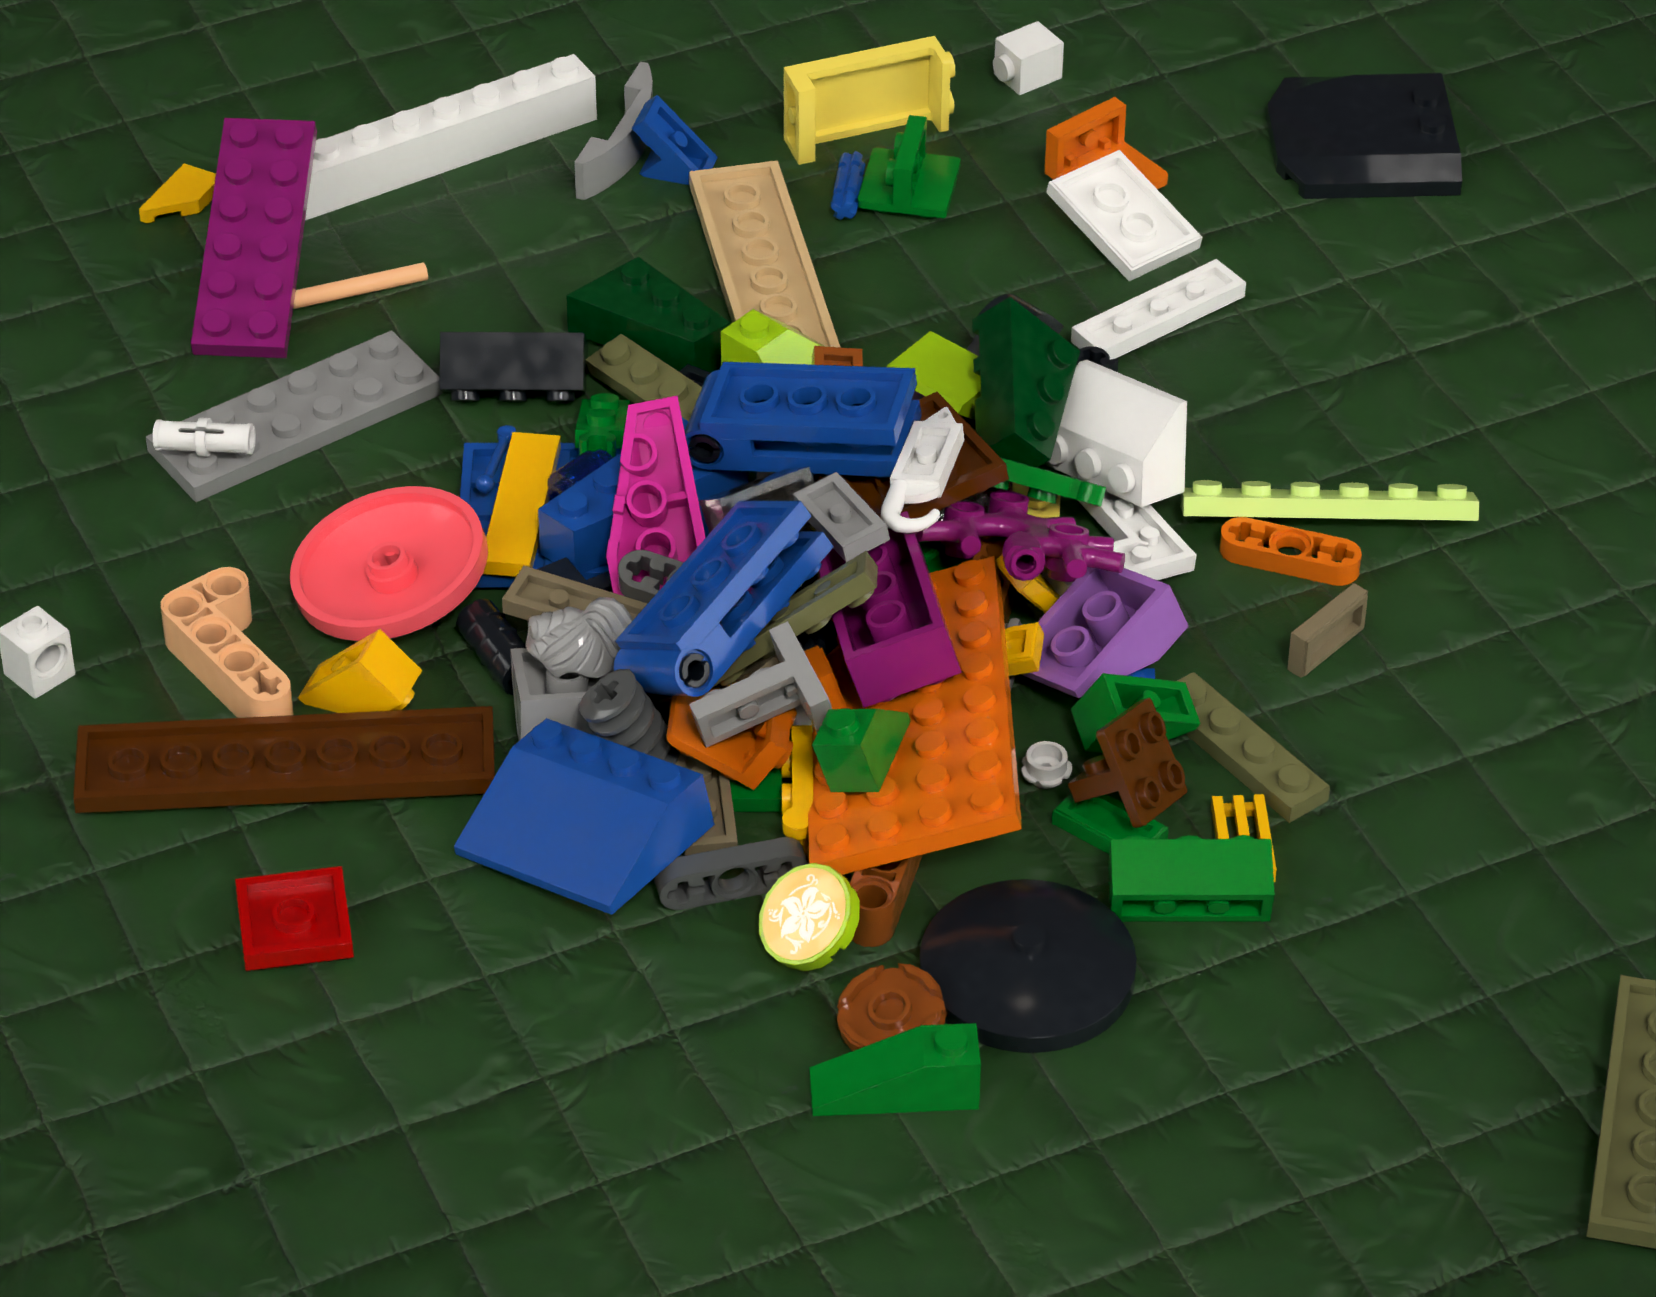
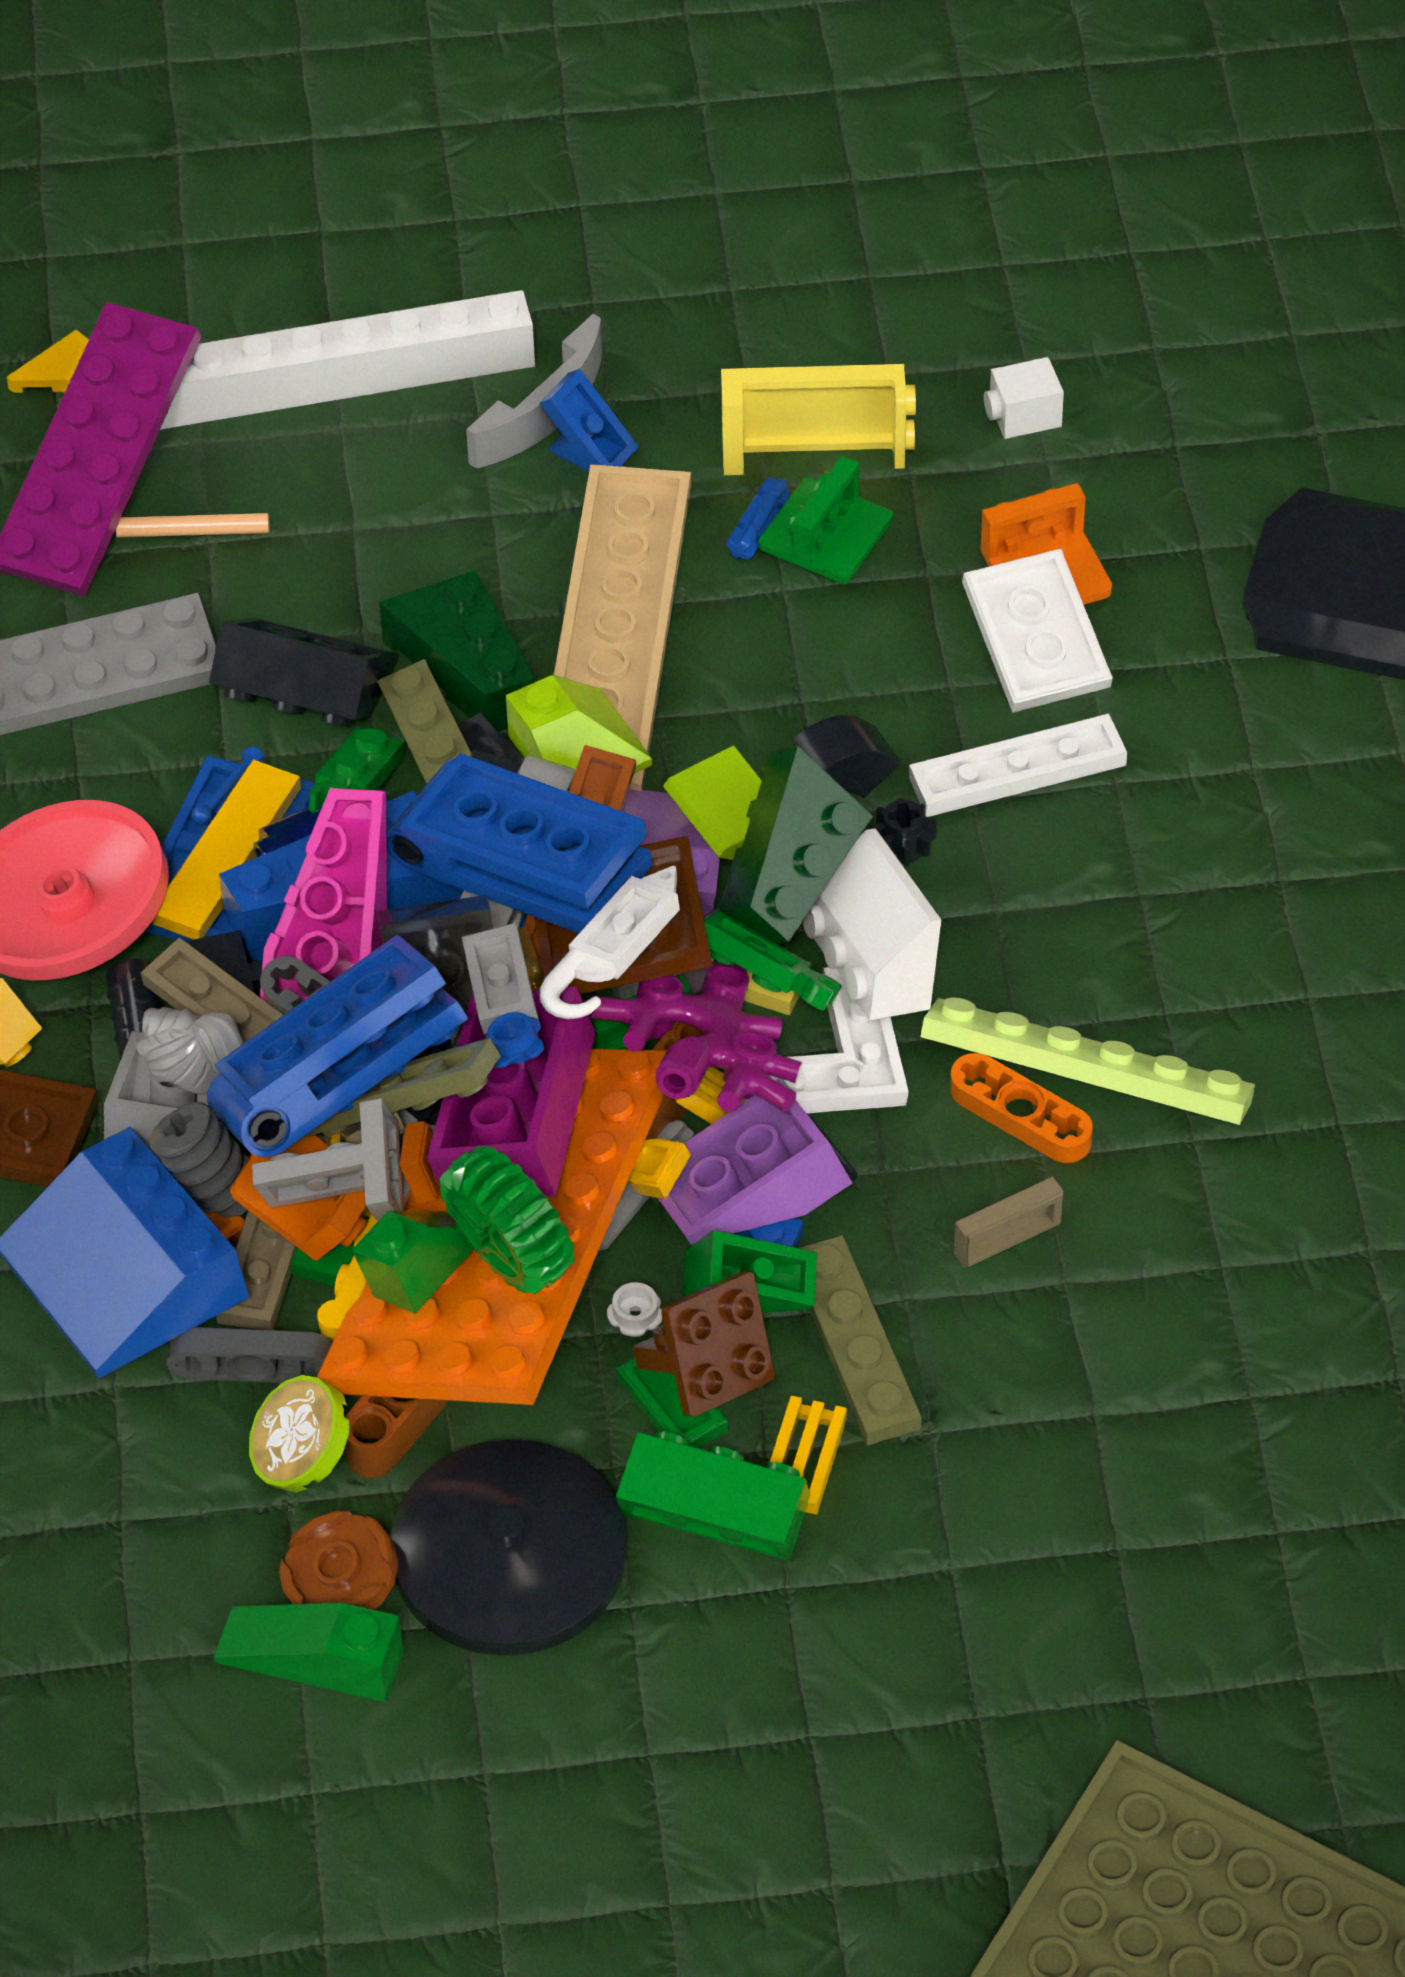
camera: 20 degrees right, 10 degrees up
(884, 551) = (515, 1038): none -> blue plate
(945, 683) = (507, 1219): none -> green gear

